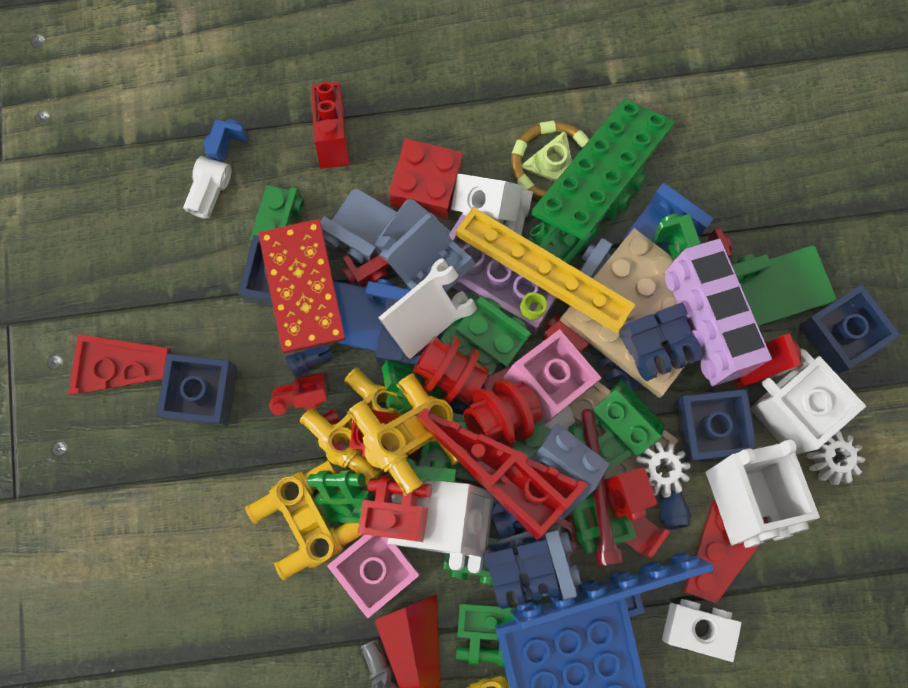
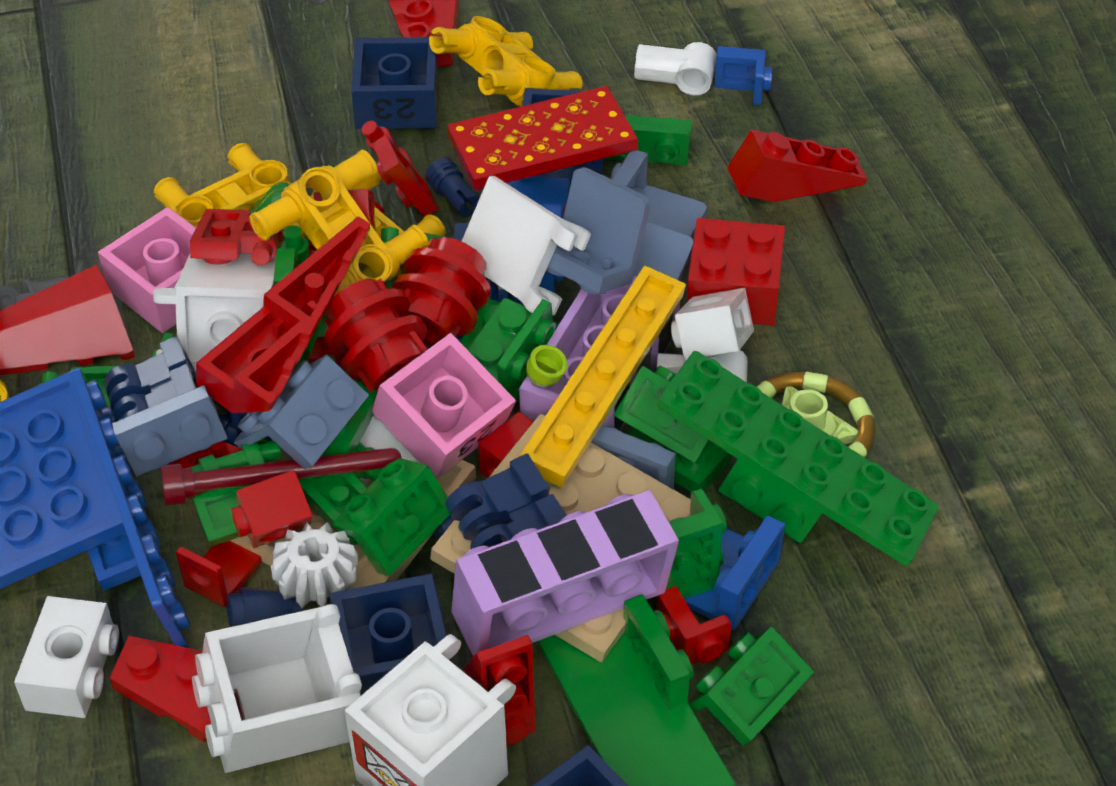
camera: 80 degrees right, 30 degrees down
(195, 306) = (502, 59): none -> yellow piece
(748, 226) = (752, 684): none -> green bracket

